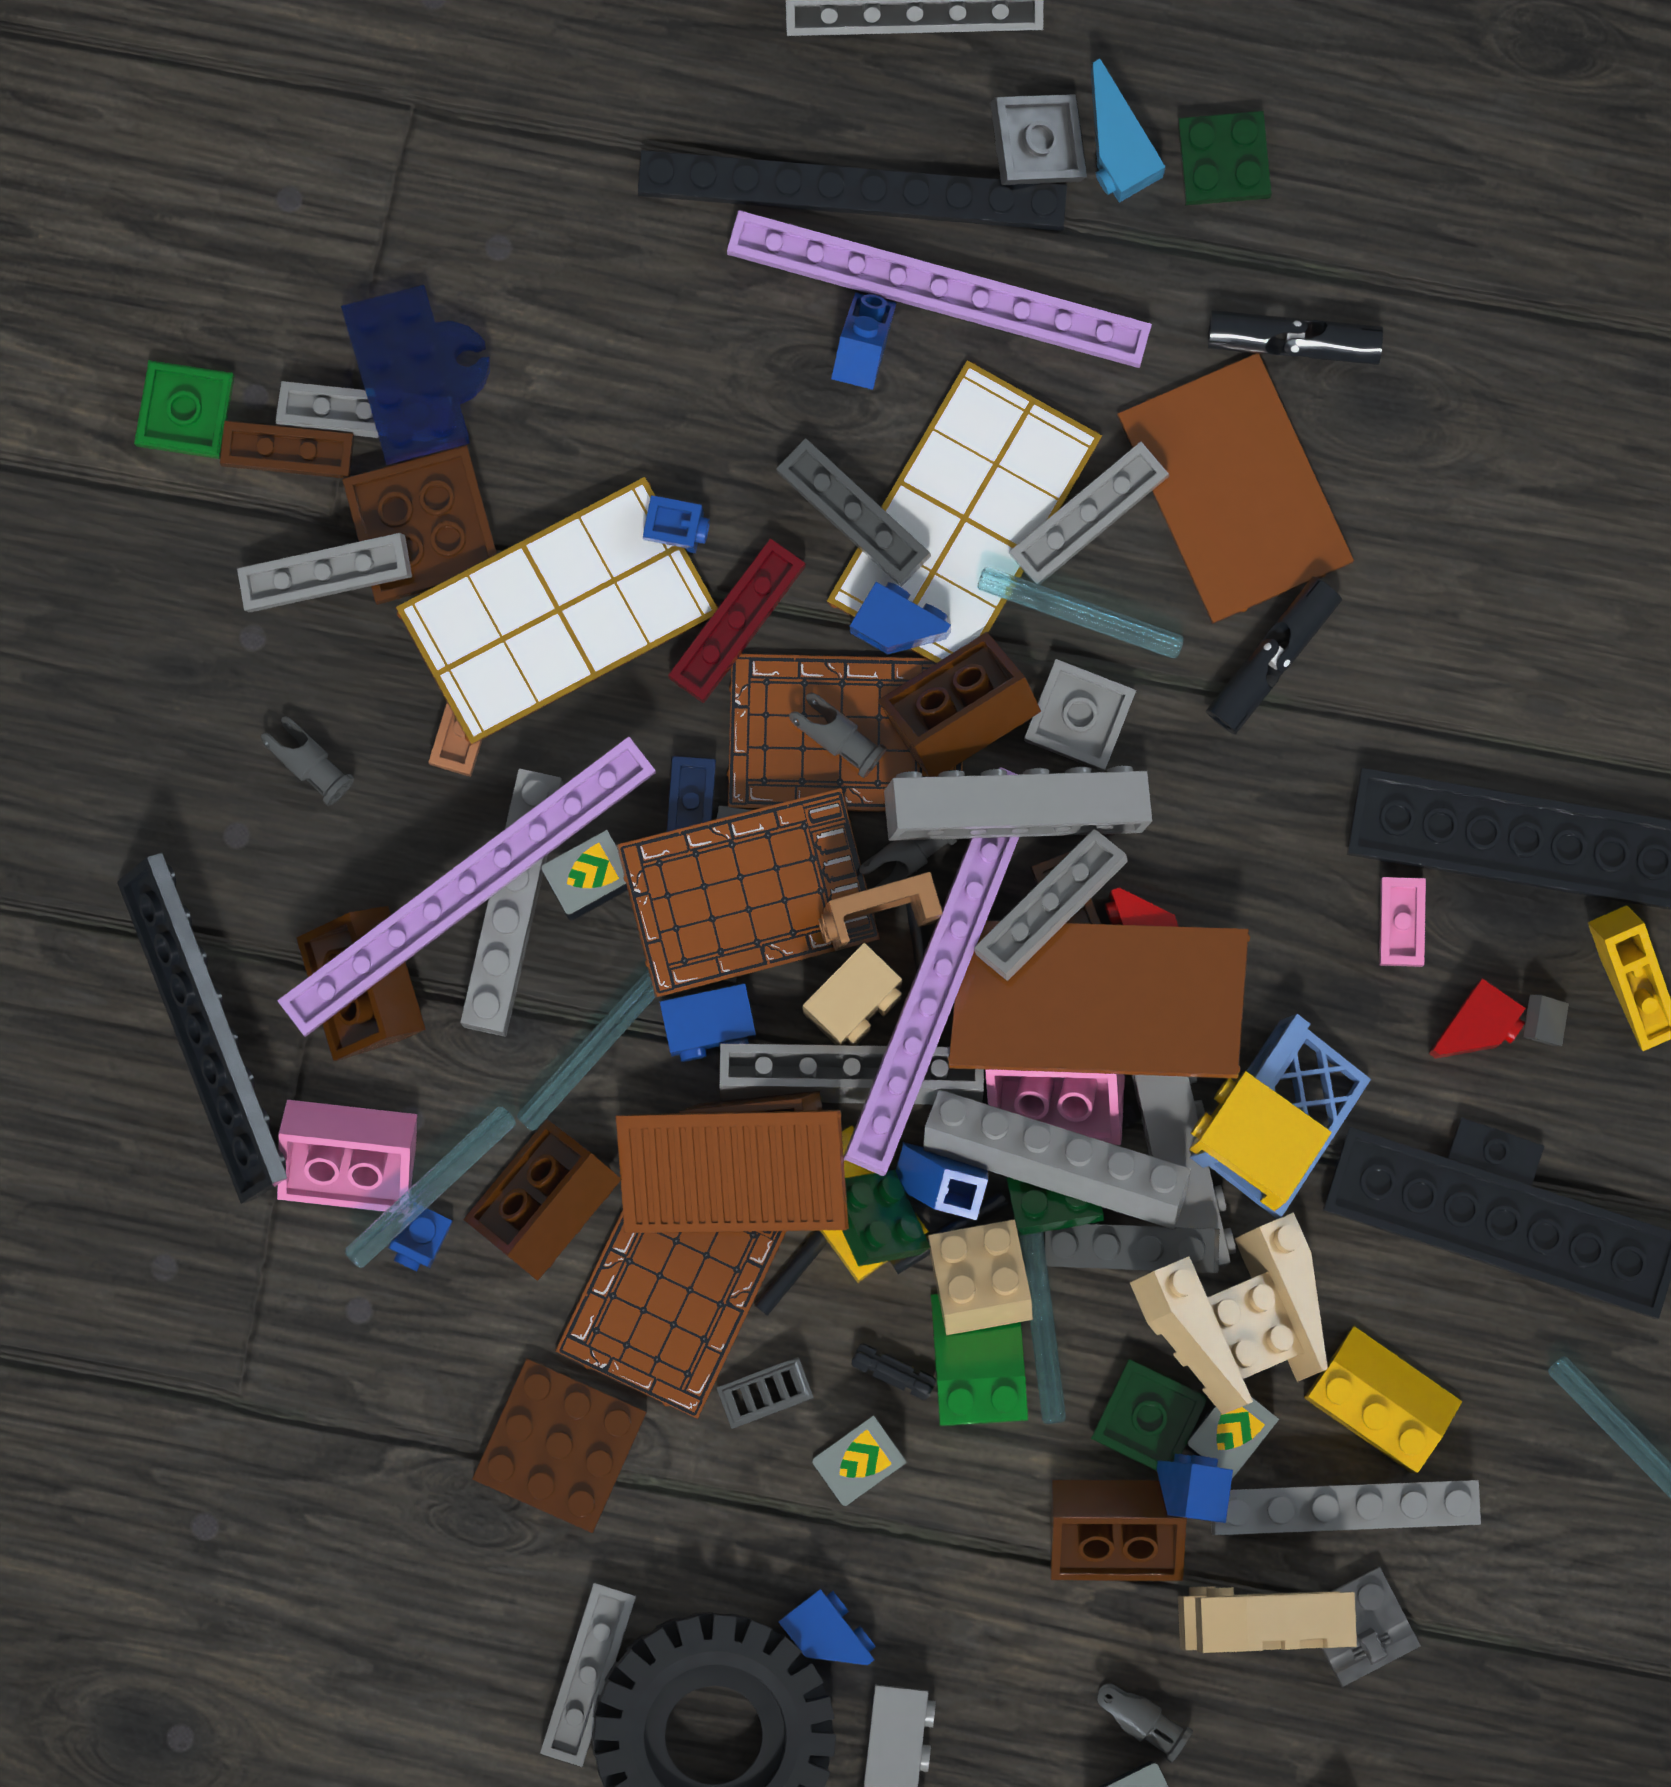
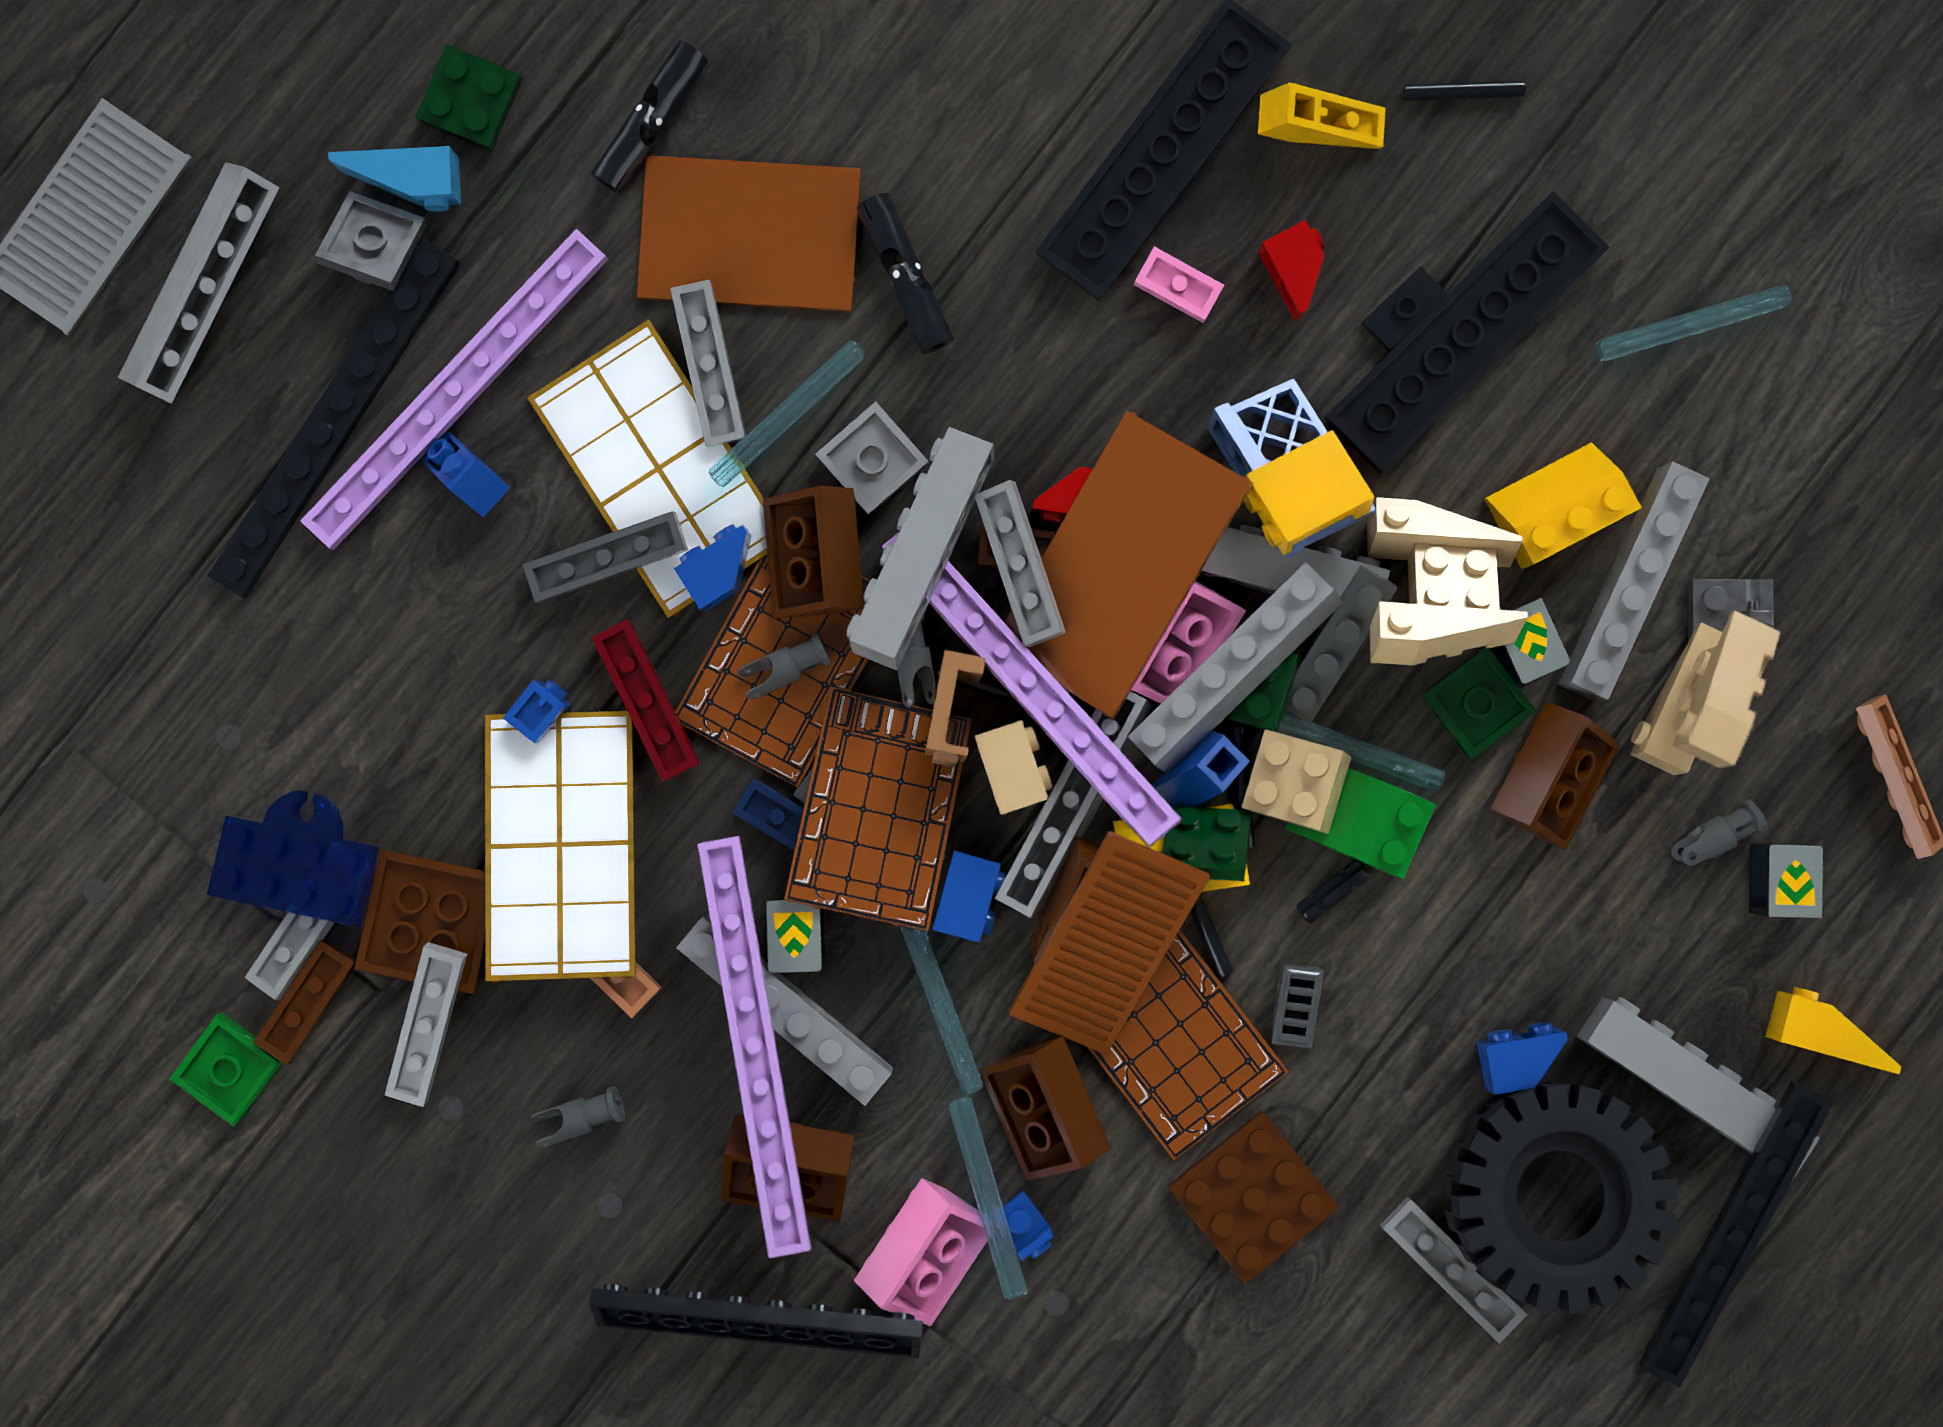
camera: 60 degrees left, 5 degrees up
(858, 1461) = (1395, 959): light grey piece -> none
(1195, 1487) = (1567, 696): blue slope -> none
(1546, 1020) = (1319, 210): dark grey tile -> none

